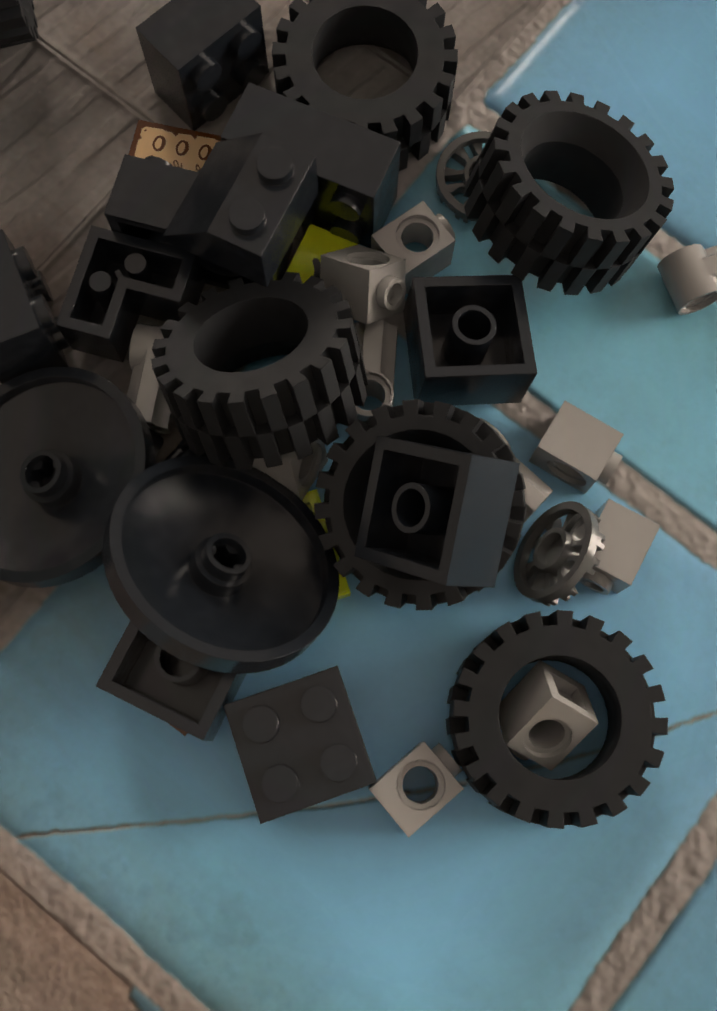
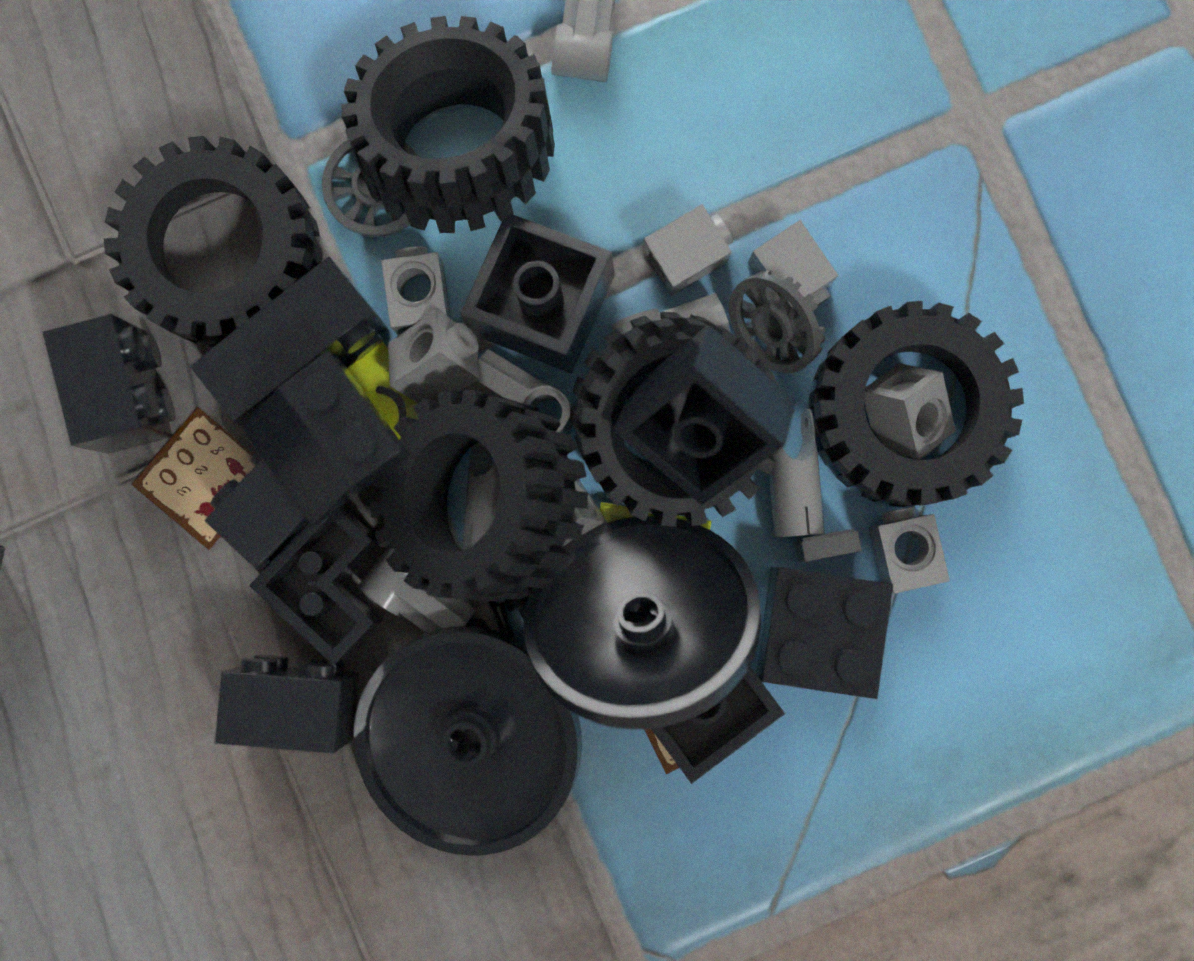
camera: 60 degrees left, 10 degrees up
(382, 707) = (827, 545): none -> dark grey tile
(420, 651) = (797, 487): none -> light grey piece

